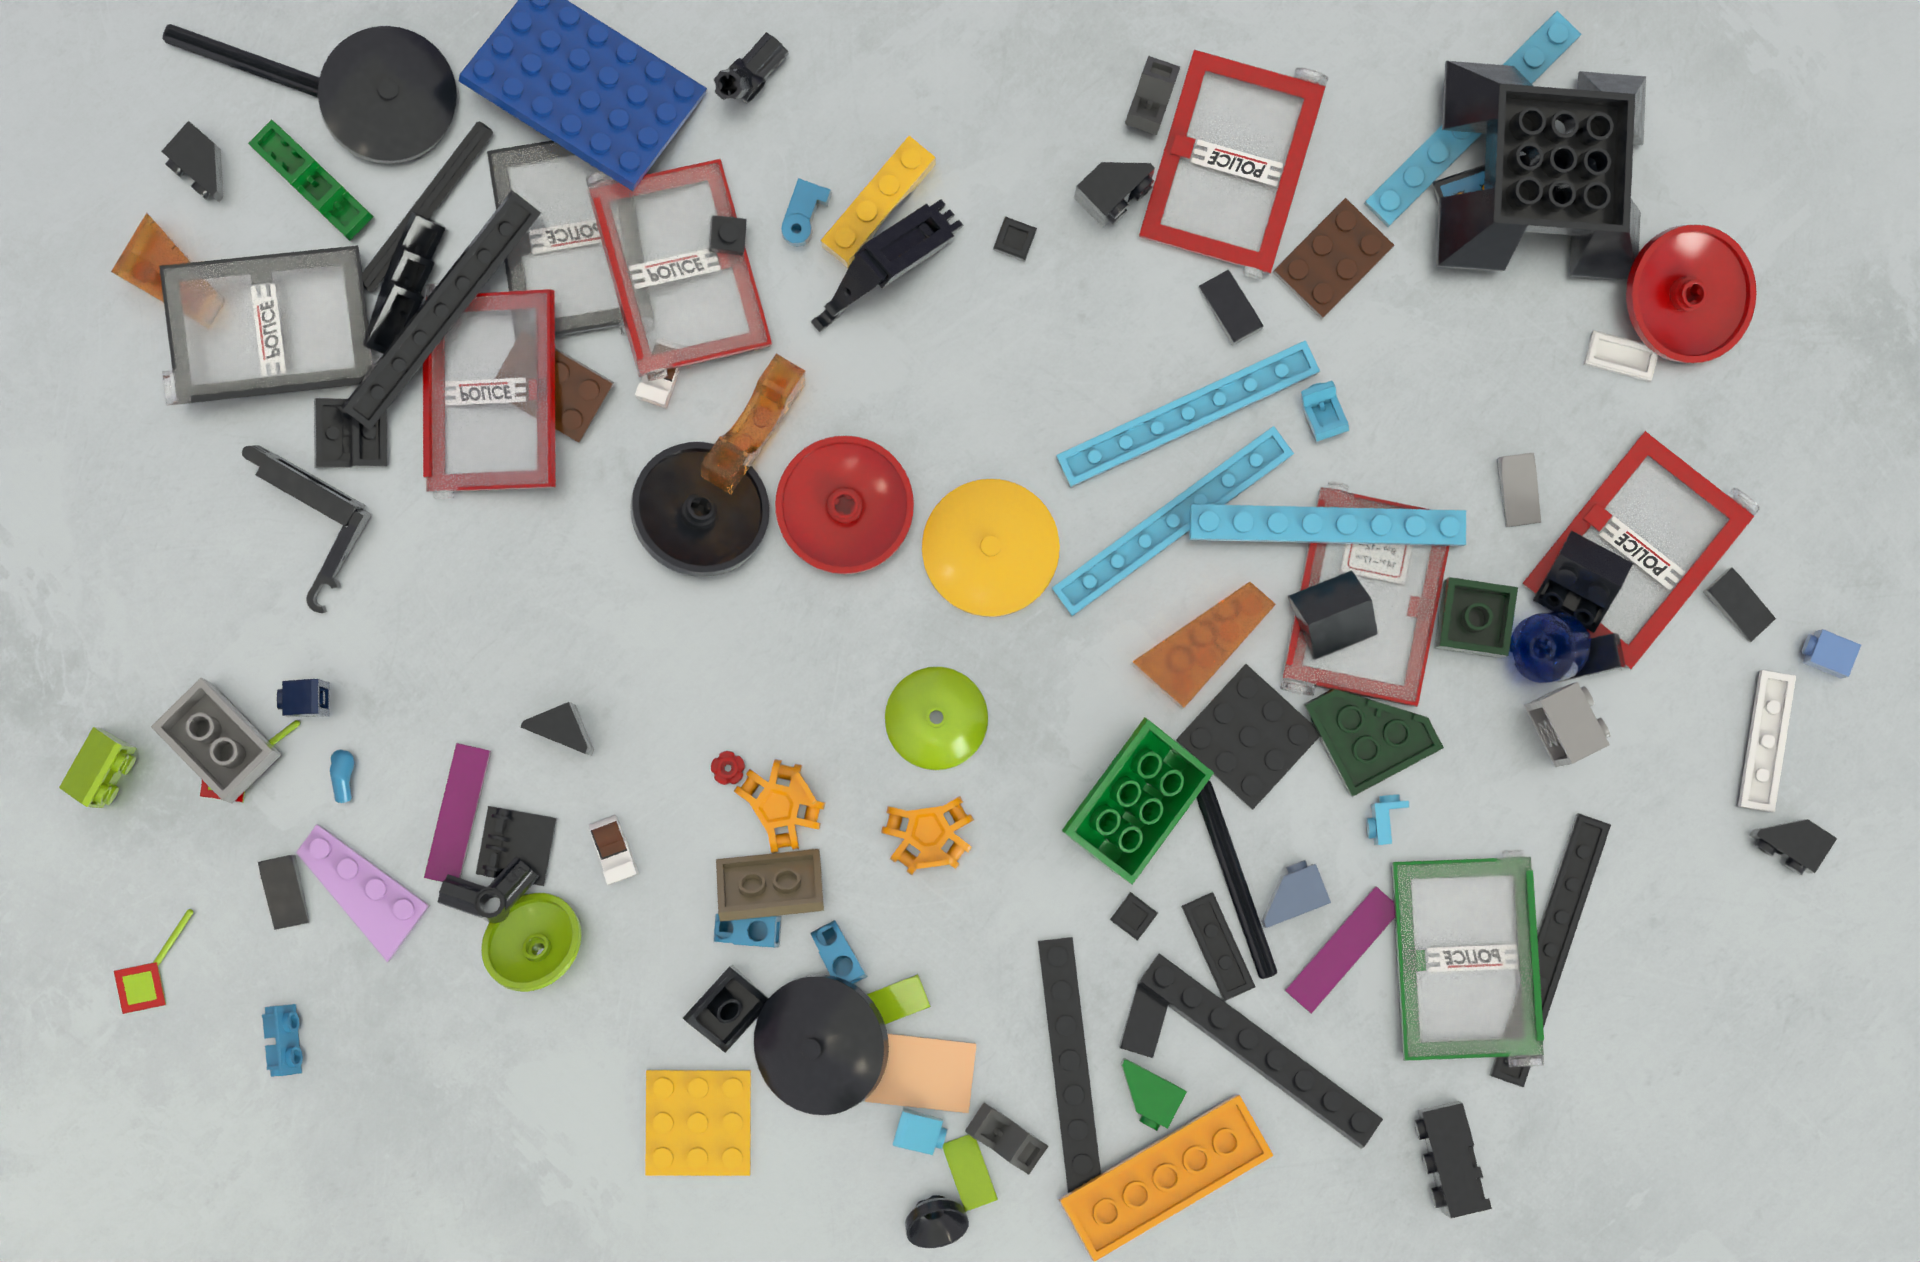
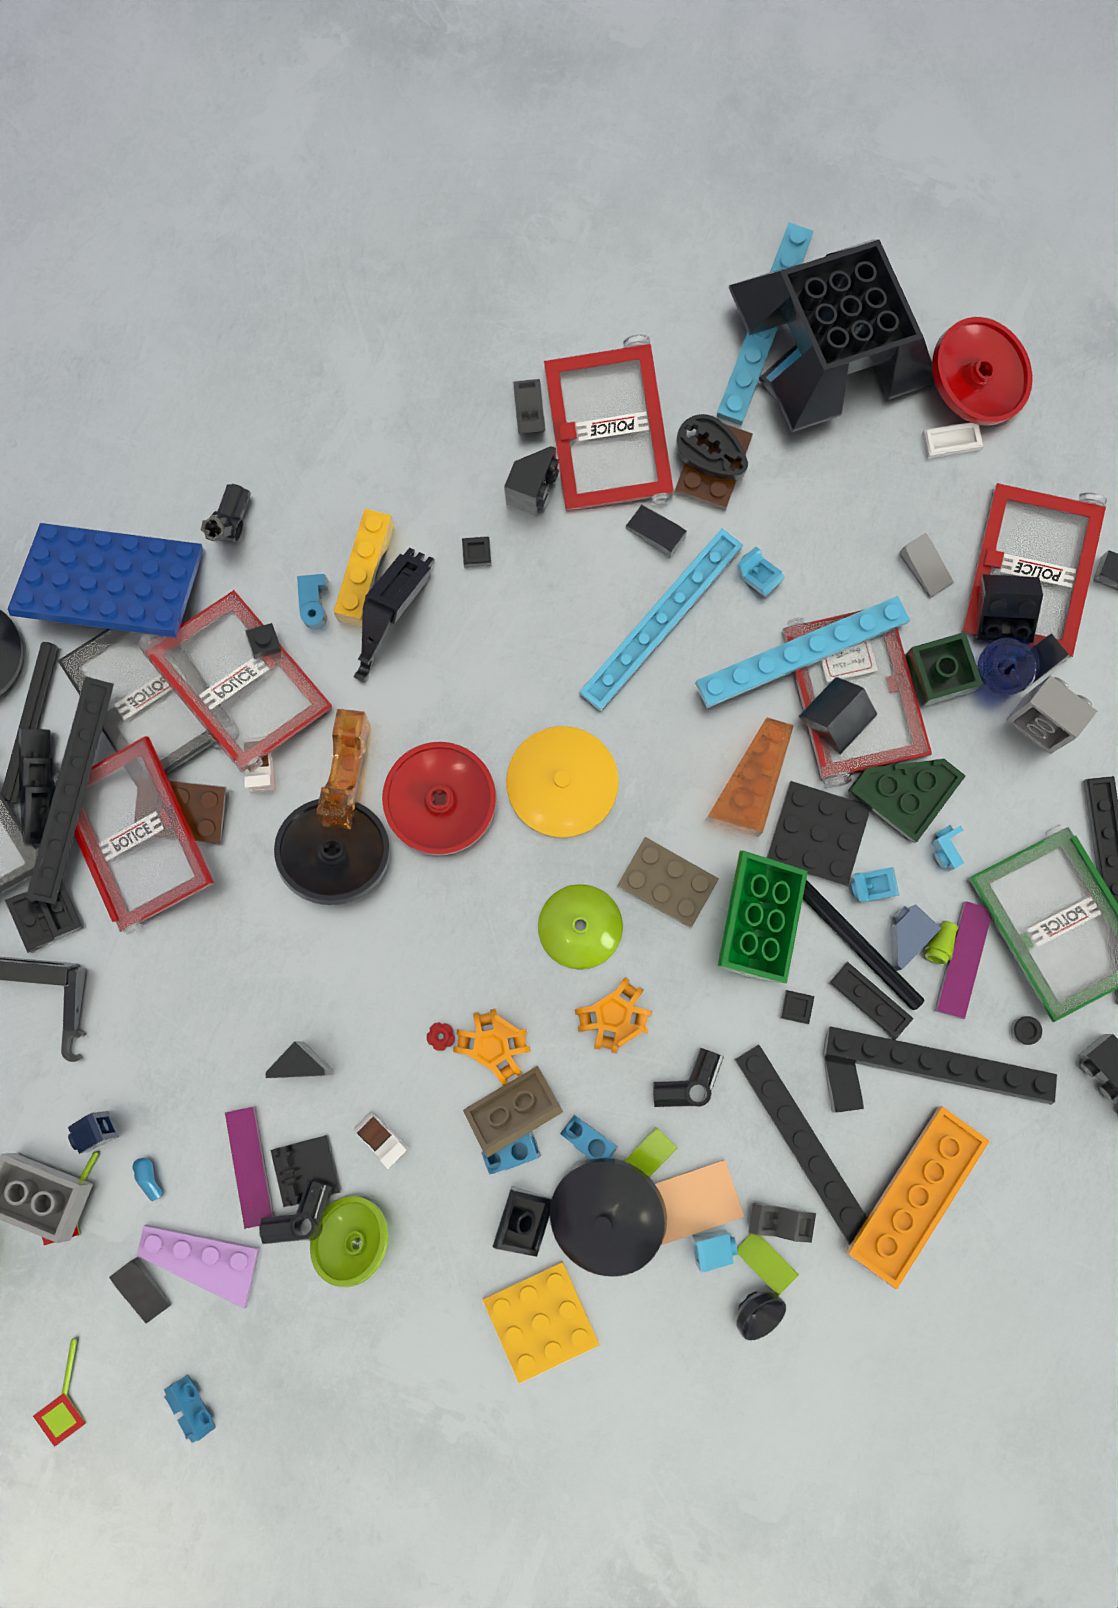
camera: 20 degrees left, 5 degrees down
(995, 940) = (678, 1092): none -> black piece
(1056, 713) = (667, 882): none -> dark tan plate
(1152, 1095) = (877, 1137): green slope -> none
(1171, 521) = (685, 703): medium azure plate -> none
(1283, 822) = (875, 885): none -> medium azure bracket
(1325, 921) = (941, 946): none -> lime cone
(1350, 229) = (717, 434): none -> black piece
(1374, 1057) = (1026, 1030): none -> black tile

